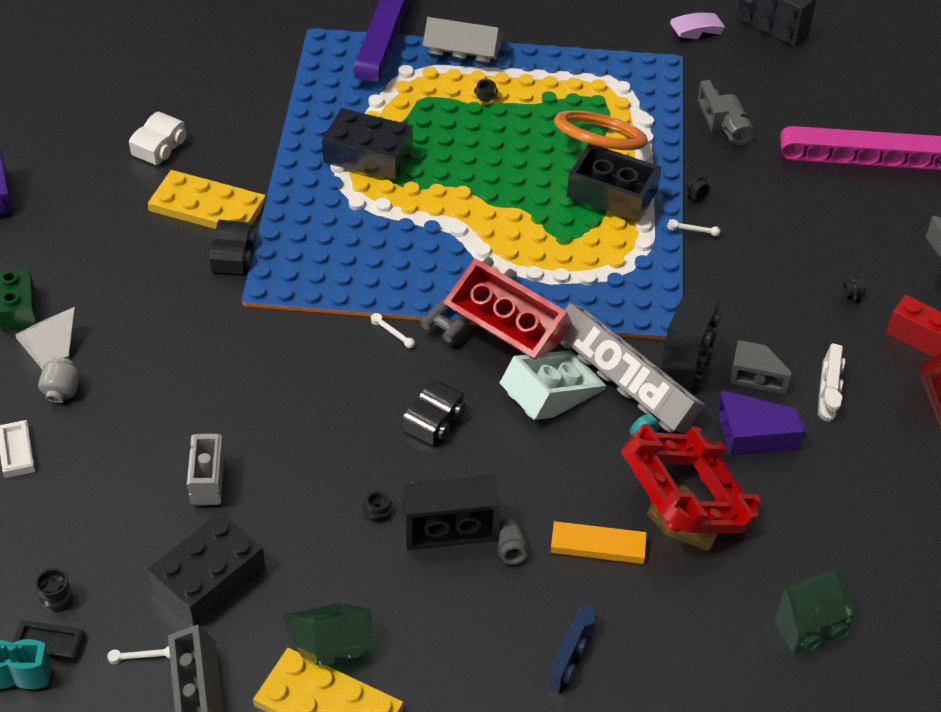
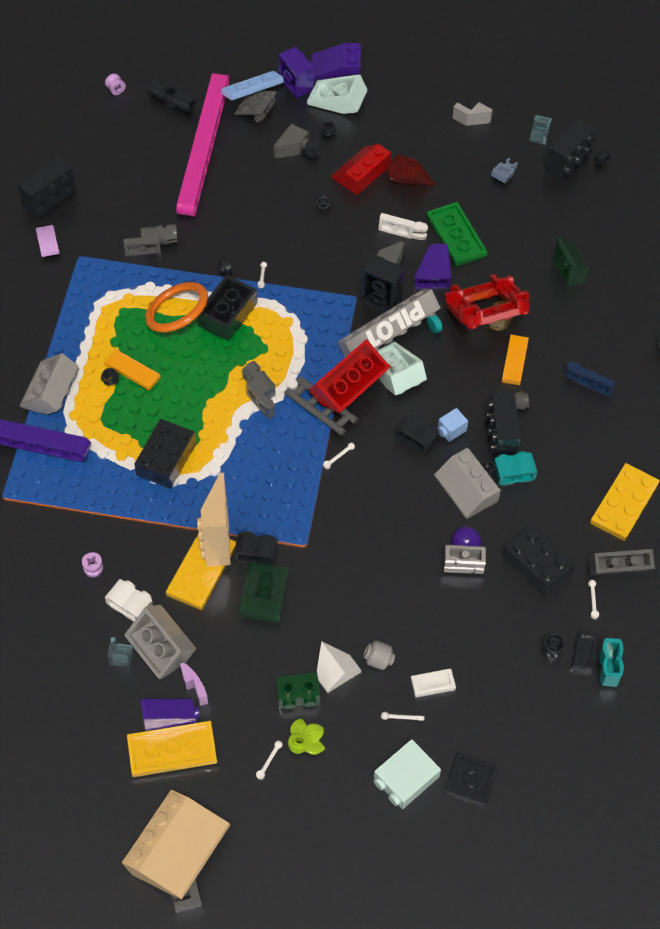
camera: 85 degrees left, 10 degrees up
(32, 206) = (192, 681): none -> lavender slope
(86, 135) = (120, 653): none -> clear light blue panel
(102, 170) = (159, 641): none -> light grey slope
(165, 257) = (263, 592): none -> clear green slope
(211, 105) = (95, 569): none -> lavender wheel
(239, 169) = (214, 526): none -> tan slope
(247, 479) = (465, 537): none -> dark purple hair
(331, 632) = (584, 493): clear green slope -> none
(347, 480) = (467, 483): none -> light grey slope
(379, 538) = (515, 468): none -> teal brick
(449, 451) = (452, 425): none -> light blue brick
(483, 228) = (260, 388): none -> dark grey plate
(501, 111) = (132, 369): none -> light orange tile
(843, 459) = (456, 231): none -> green tile

